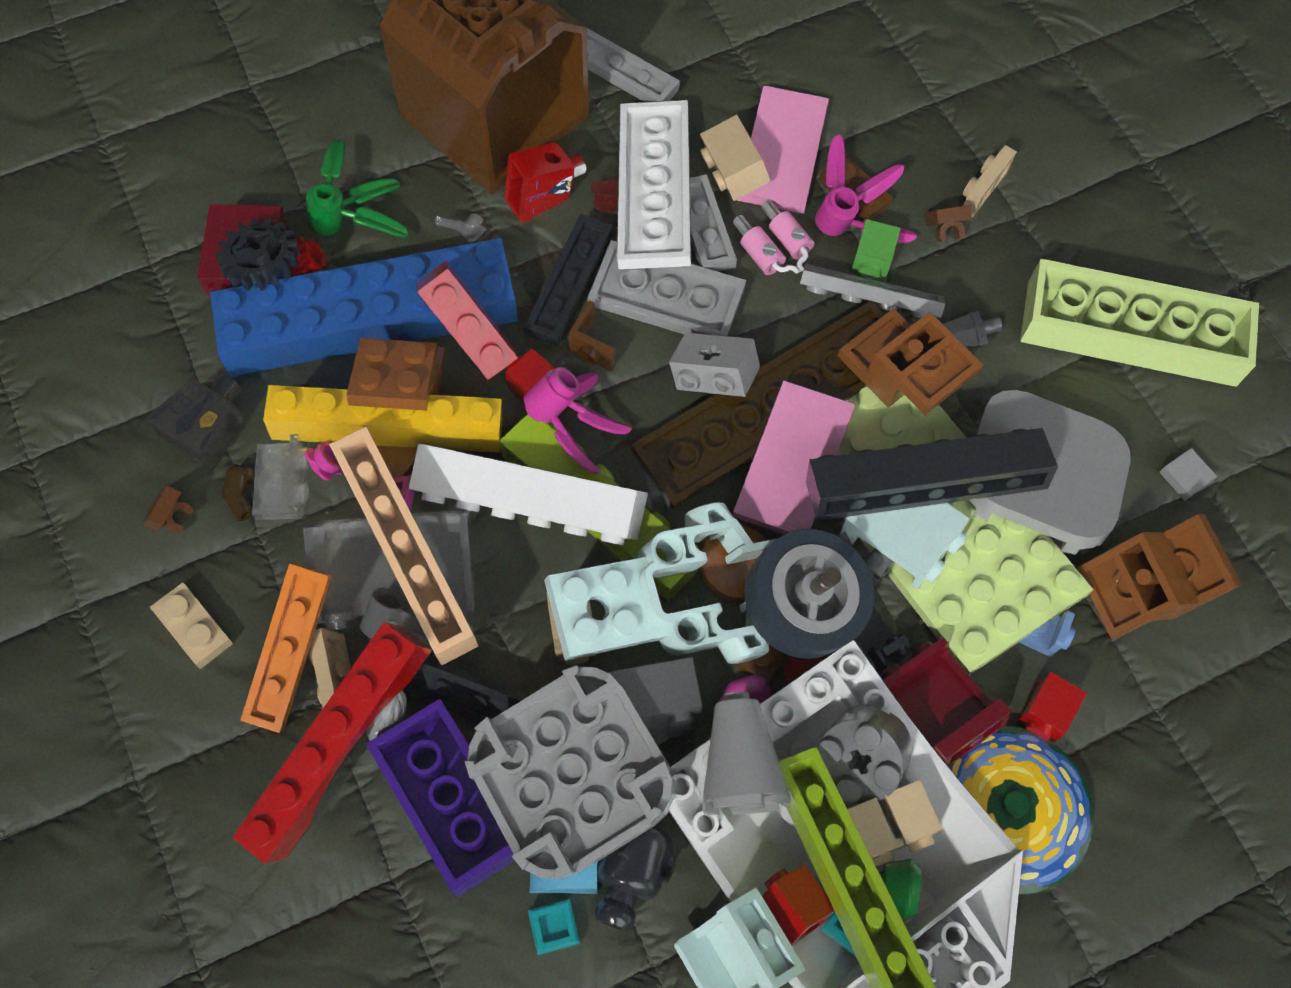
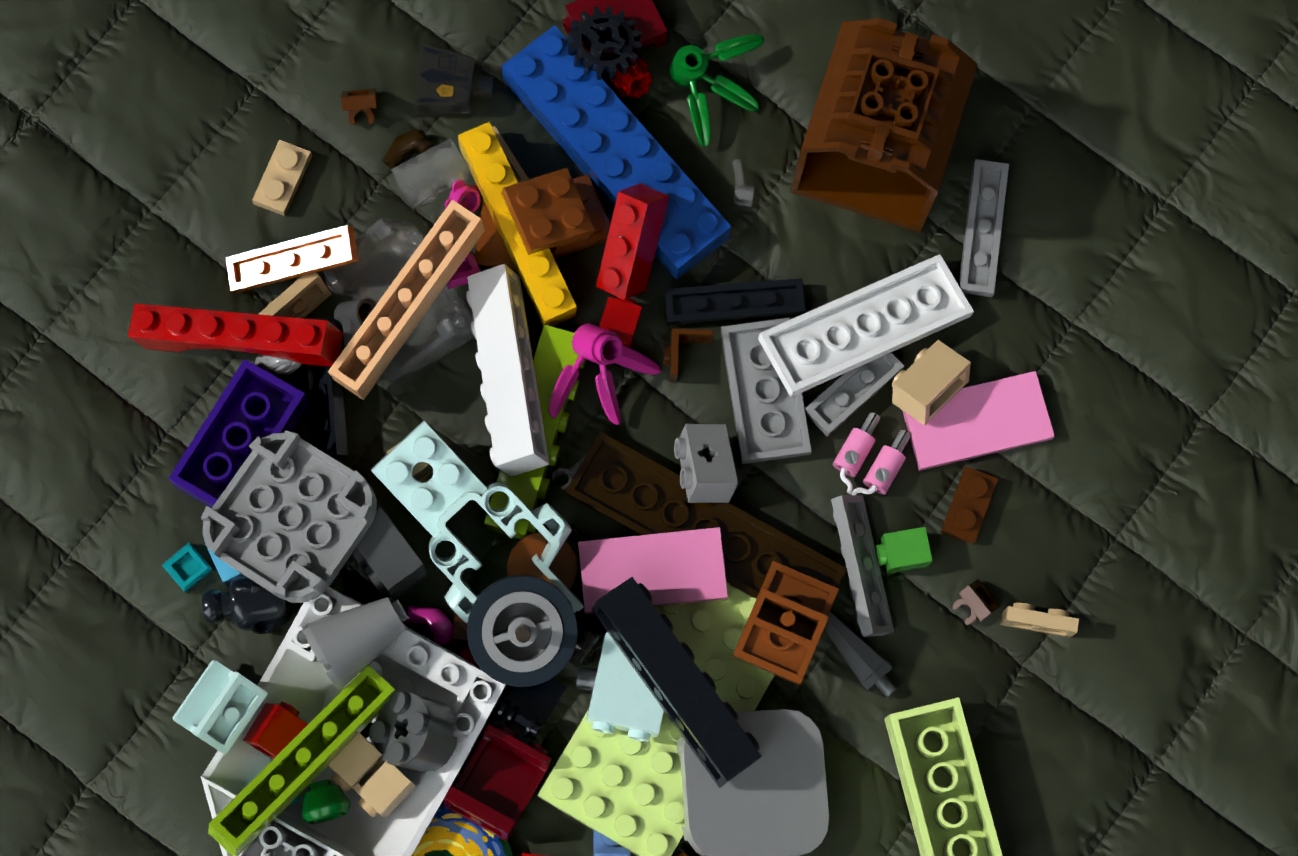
camera: 60 degrees right, 10 degrees up
(540, 179) = (817, 228): red torso -> none
(605, 202) = (842, 282): clear red plate -> none
(842, 203) = (959, 515): dark pink plant -> none

